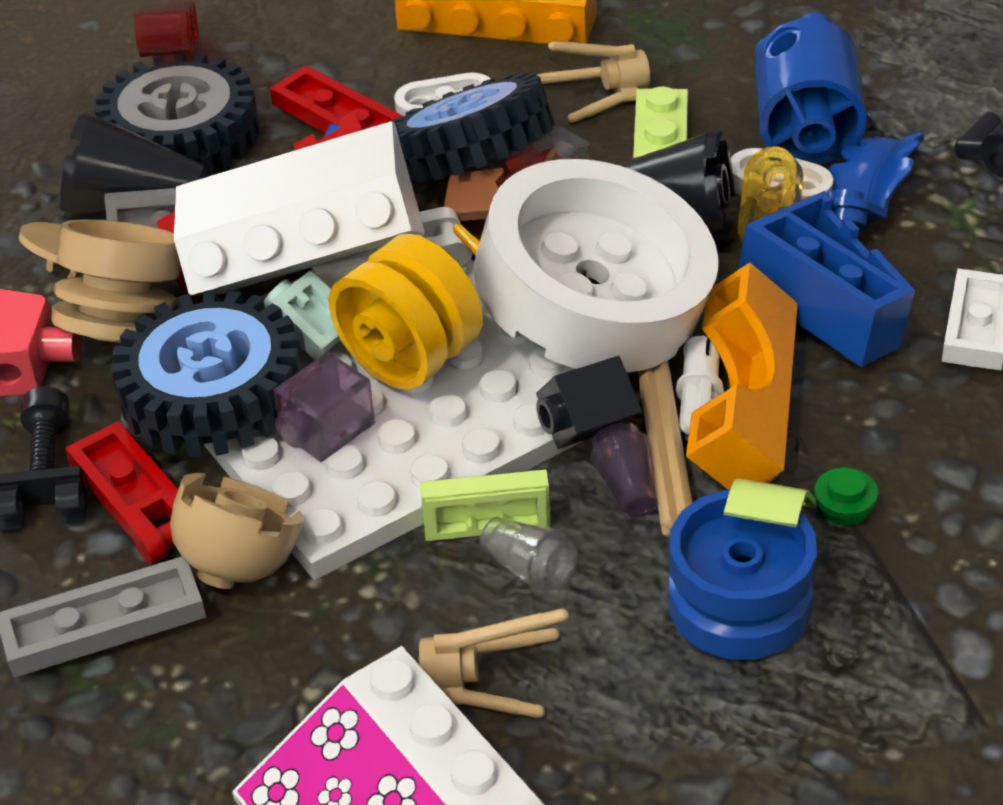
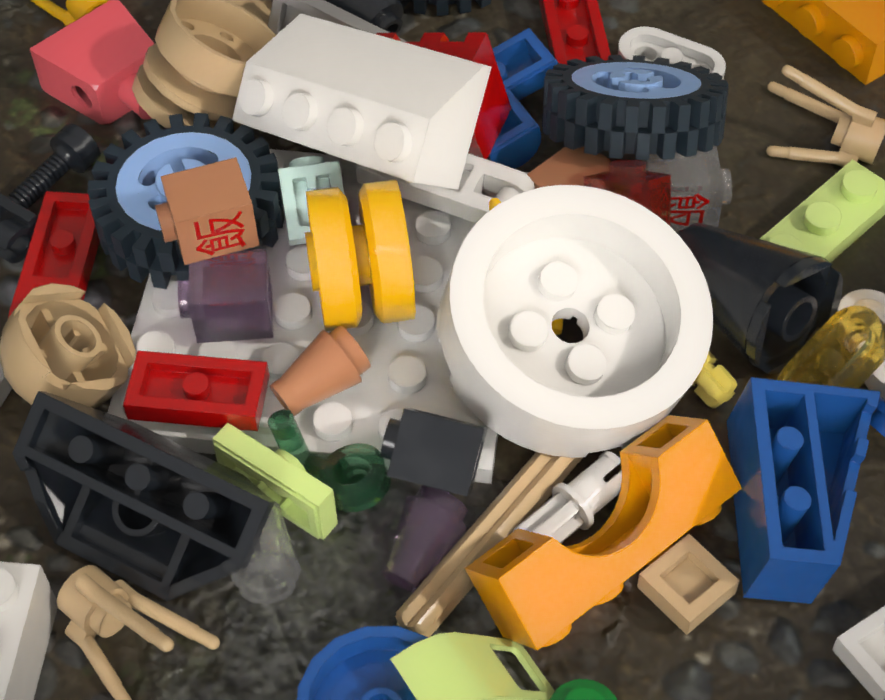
camera: 40 degrees right, 10 degrees up
(270, 342) = (207, 211): none -> nougat brick
(371, 479) = (196, 390): none -> red plate
(410, 572) = (137, 498): none -> black wedge
(449, 406) = (321, 371): none -> nougat cone
(528, 455) = (352, 471): none -> clear green plate
(822, 381) = (687, 583): none -> tan plate

